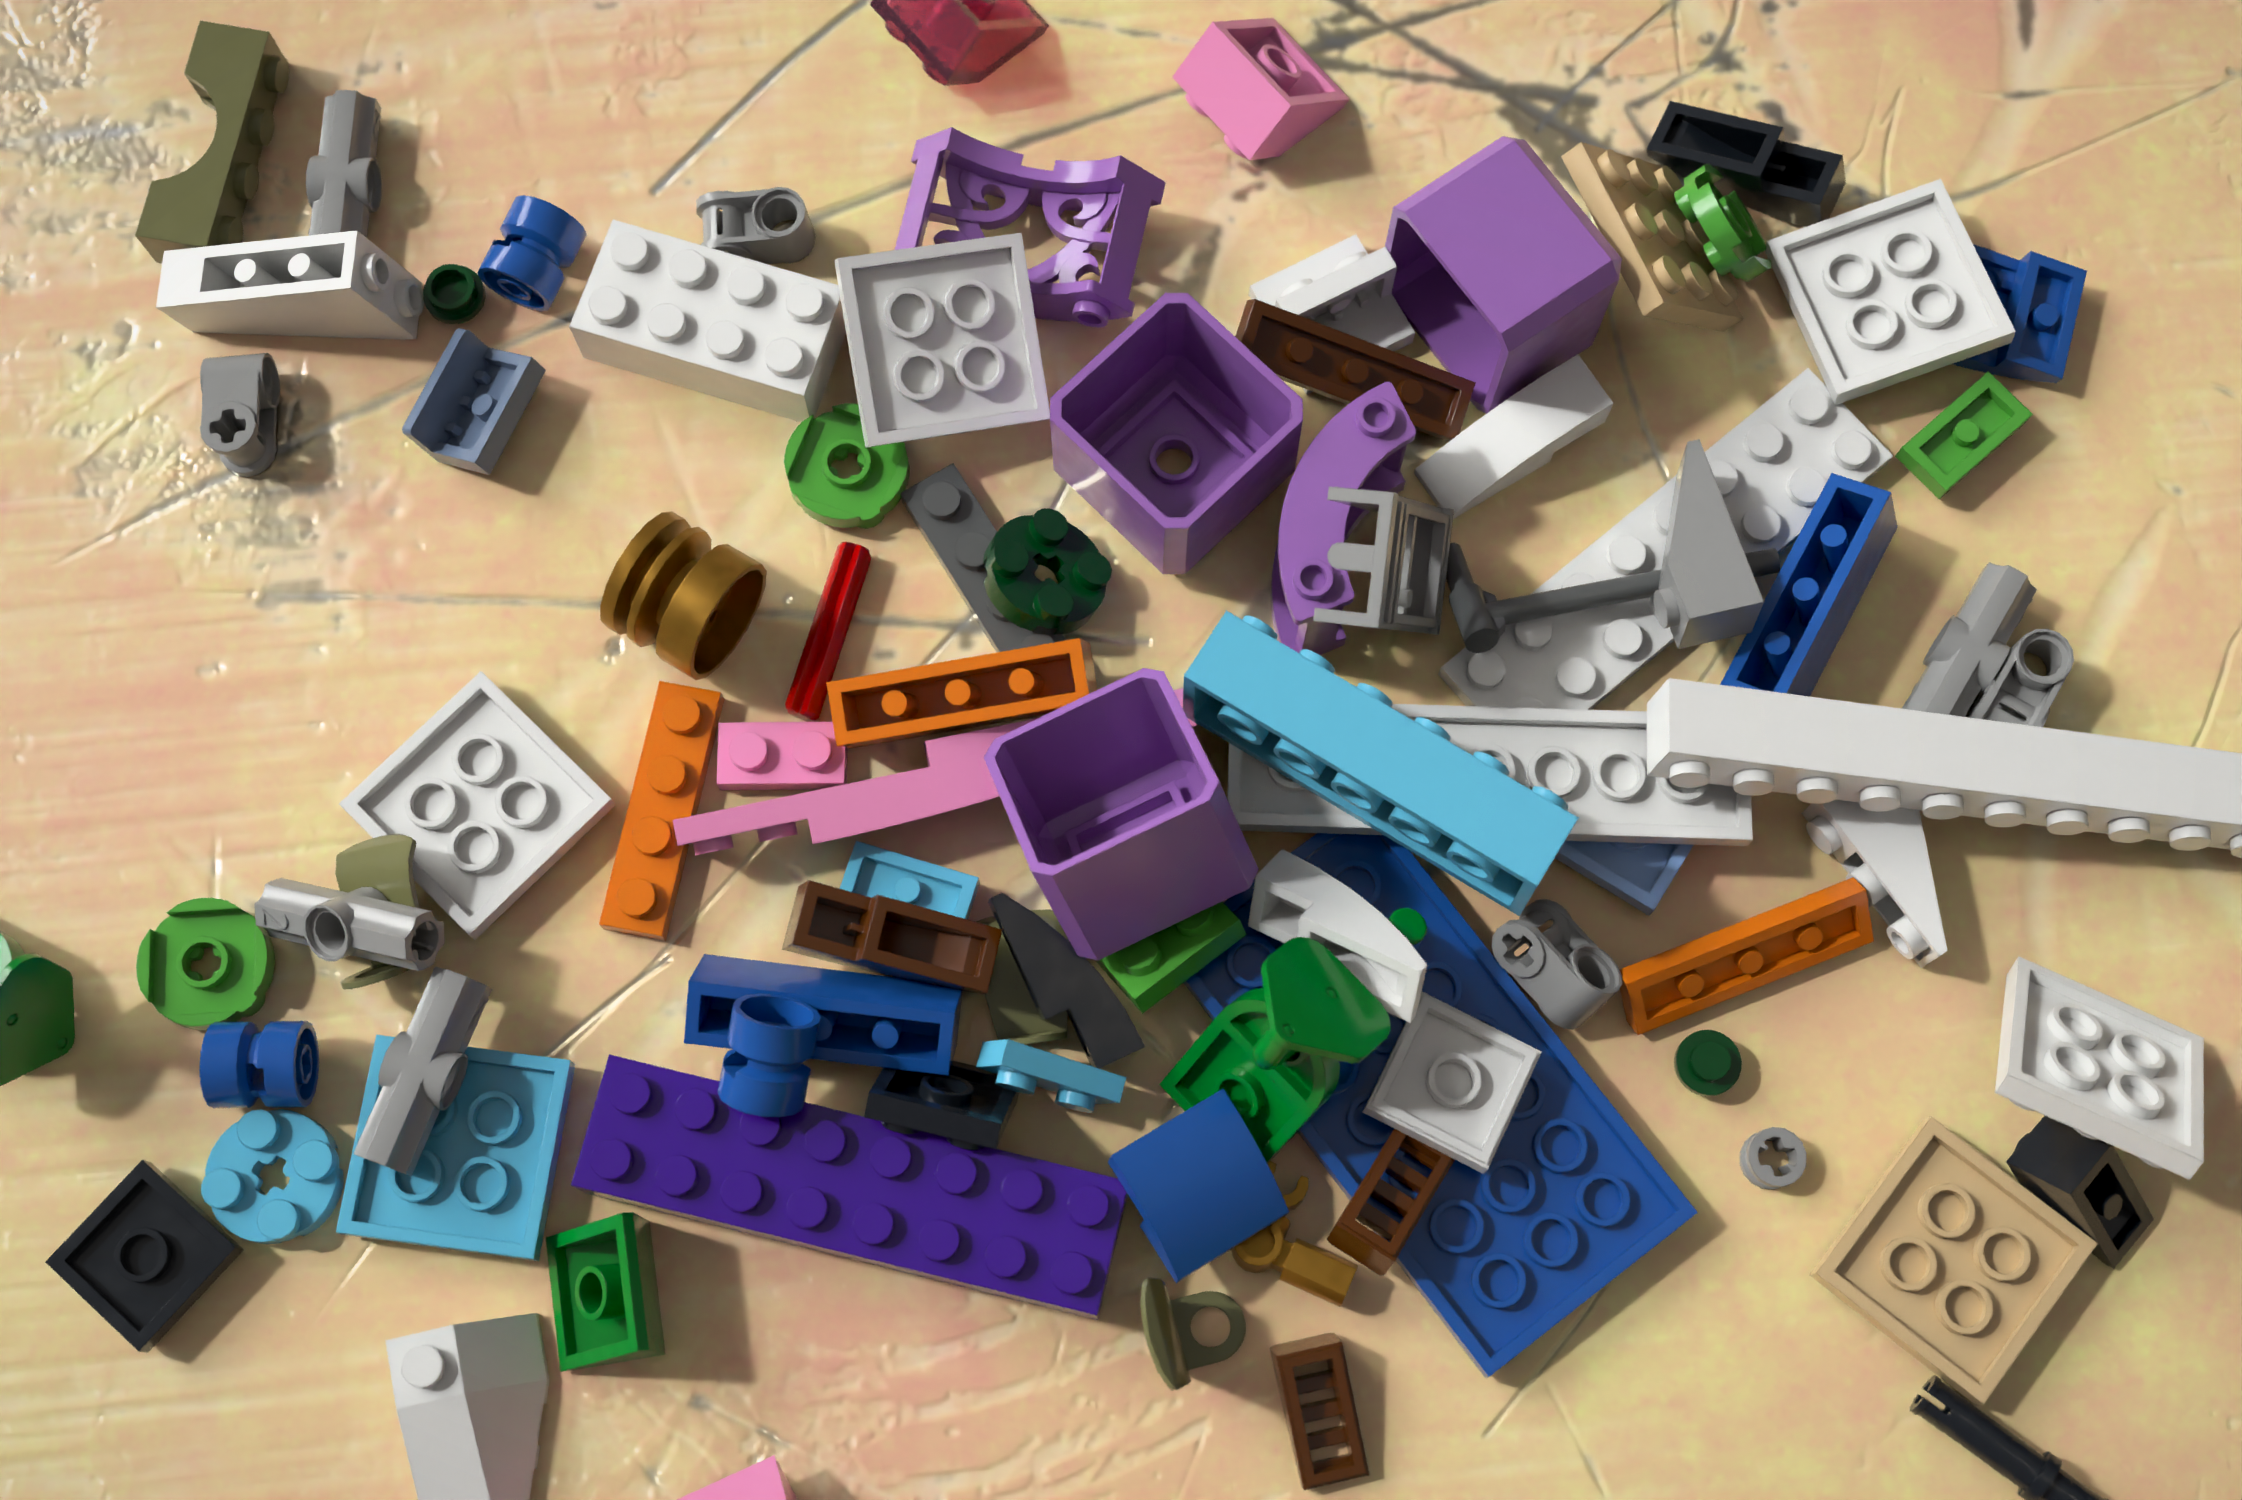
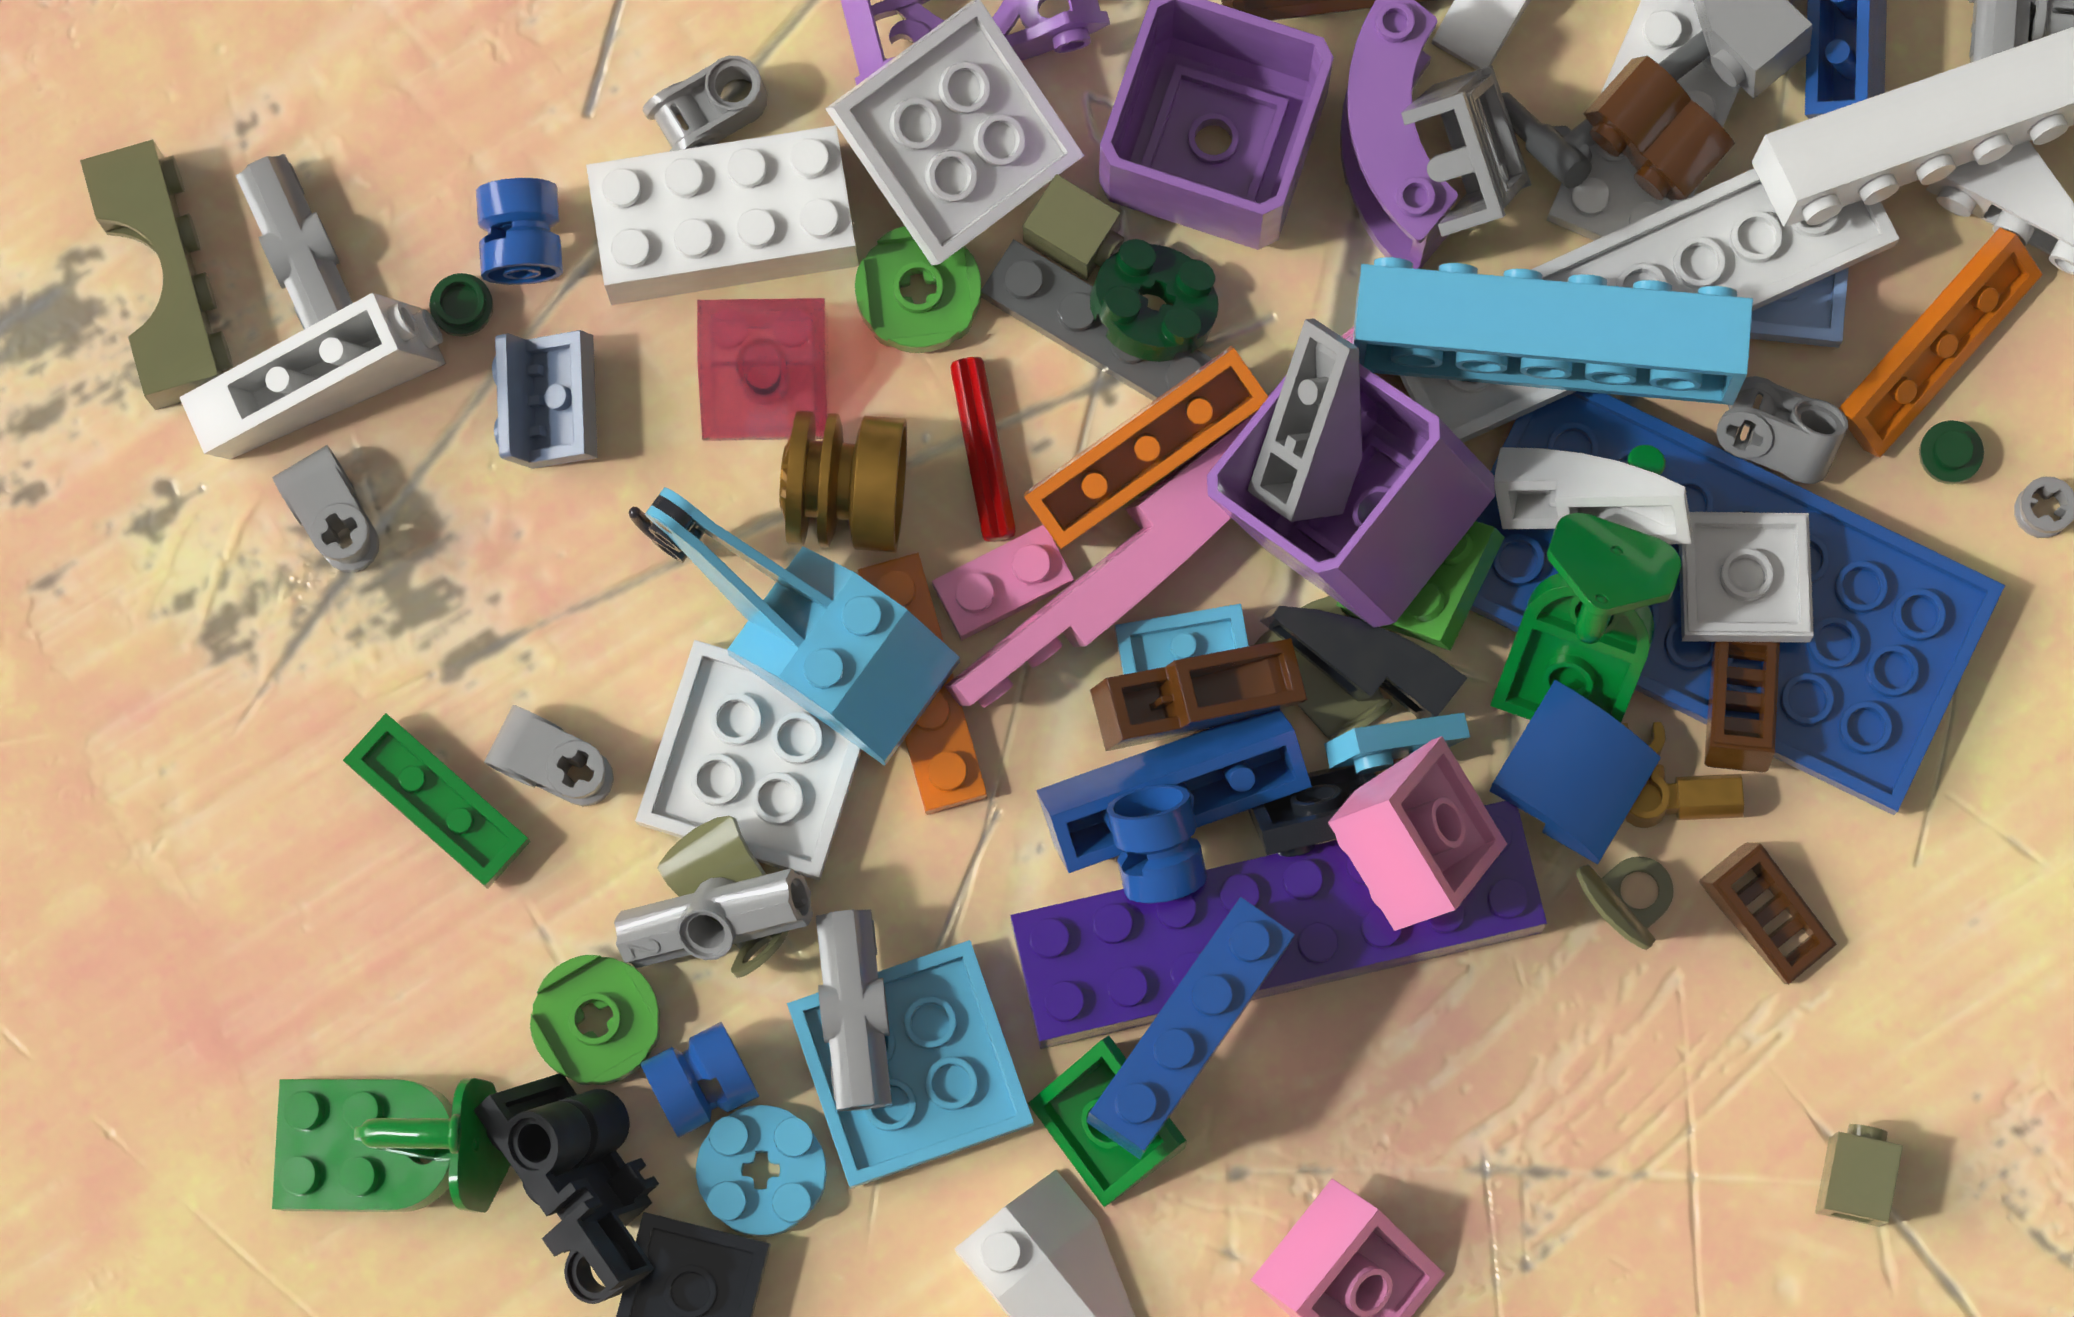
camera: 25 degrees left, 5 degrees up
(96, 1085) = (570, 1167): none -> black plate
(184, 702) = (436, 800): none -> green plate
(297, 710) = (542, 754): none -> light grey piece
(578, 716) = (817, 633): none -> medium azure slope
(675, 459) = (761, 366): none -> clear pink slope
(696, 1245) = (1190, 1028): none -> blue brick
(1008, 474) = (1073, 228): none -> olive brick
(1009, 1170) = (1418, 835): none -> bright pink slope
(1112, 748) = (1314, 430): none -> light grey slope
(1574, 634) = (1657, 129): none -> reddish brown brick

